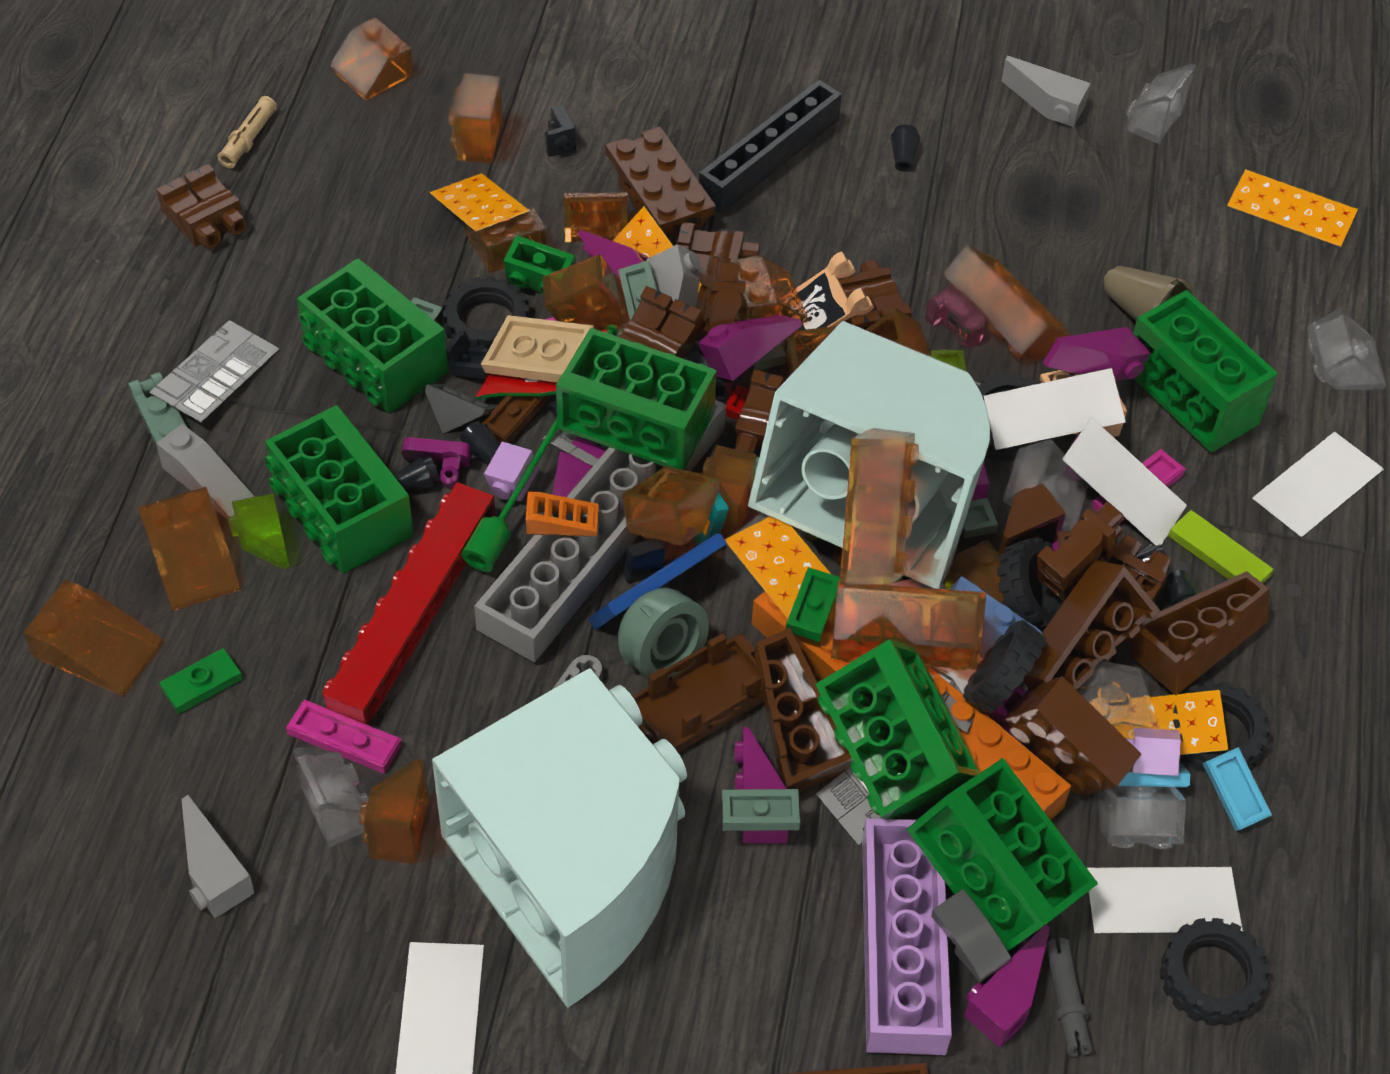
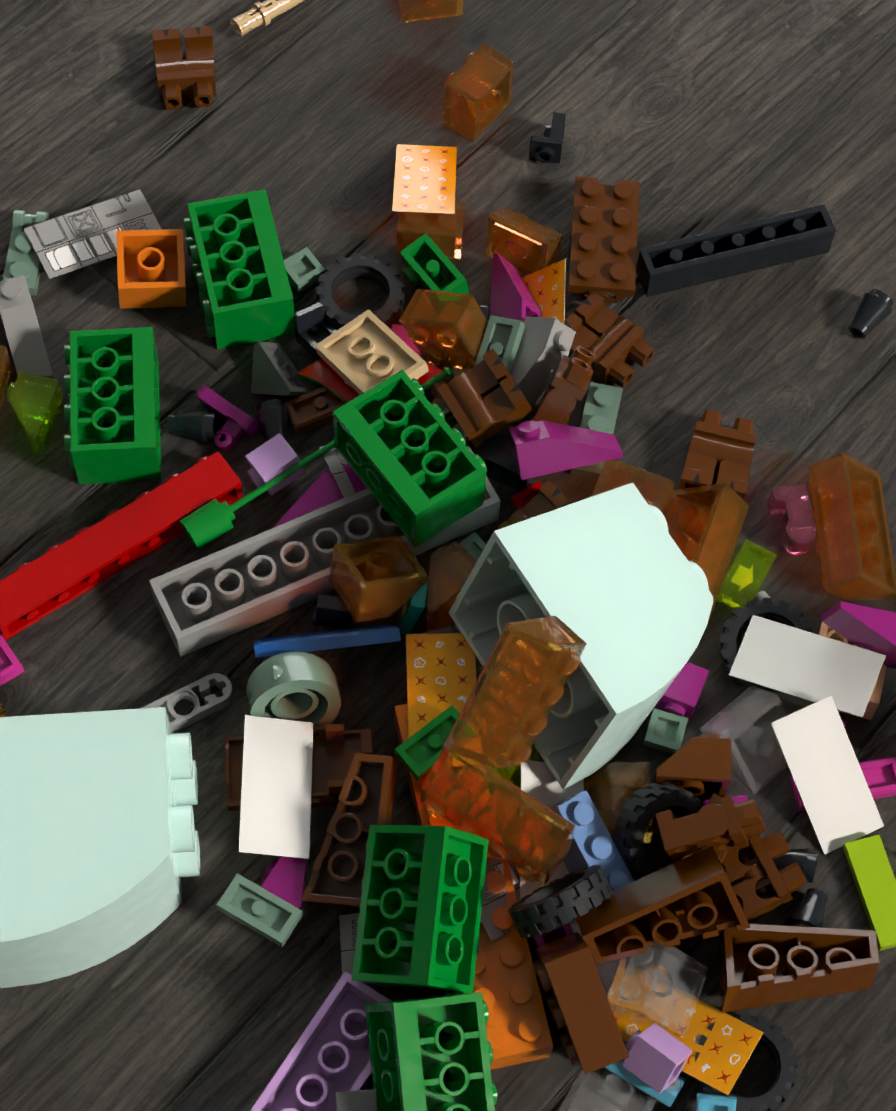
camera: 30 degrees right, 10 degrees up
(290, 371) = (151, 268): none -> orange brick
(546, 524) = (269, 517): orange slope -> none
(703, 709) = (276, 787): none -> white sticker
(768, 290) = (621, 404): clear orange slope -> none
(825, 298) = (667, 439): flag -> none

